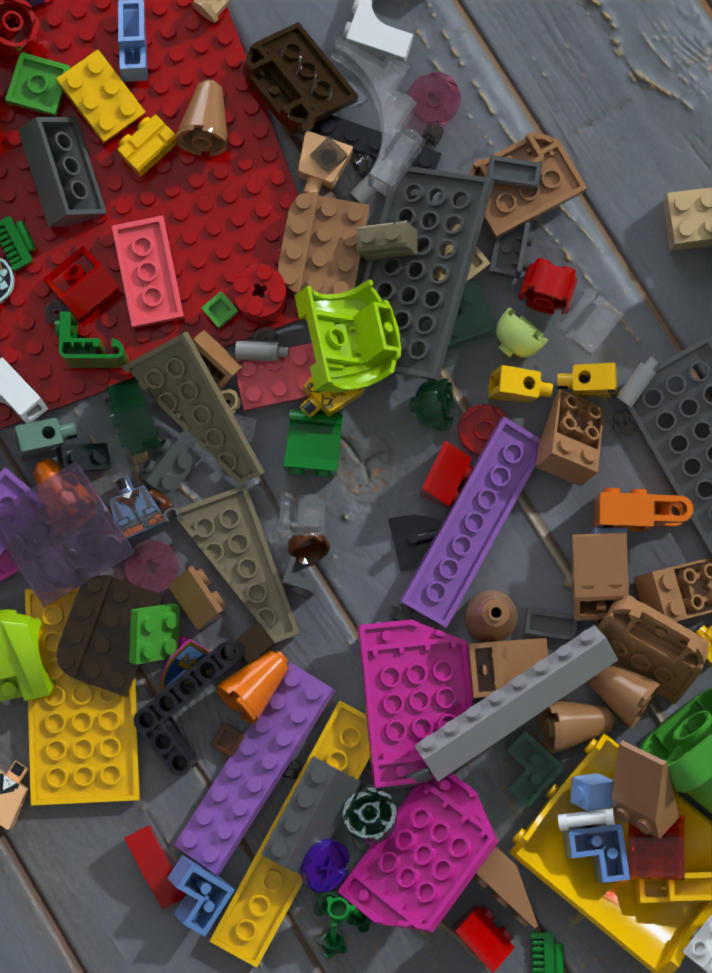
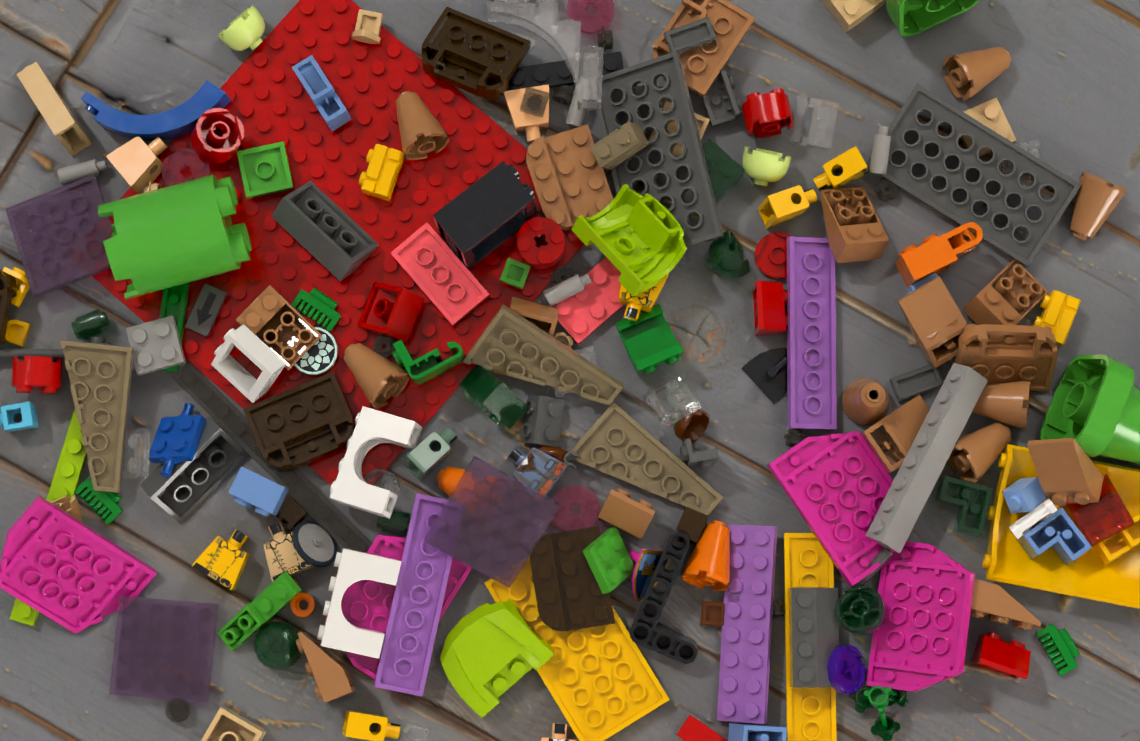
camera: 25 degrees left, 0 degrees up
(31, 334) = (375, 374): none -> medium nougat cone
(89, 456) = (478, 446): black plate -> none
(100, 96) = (322, 152): yellow plate -> none
(217, 235) = (486, 214): none -> black window

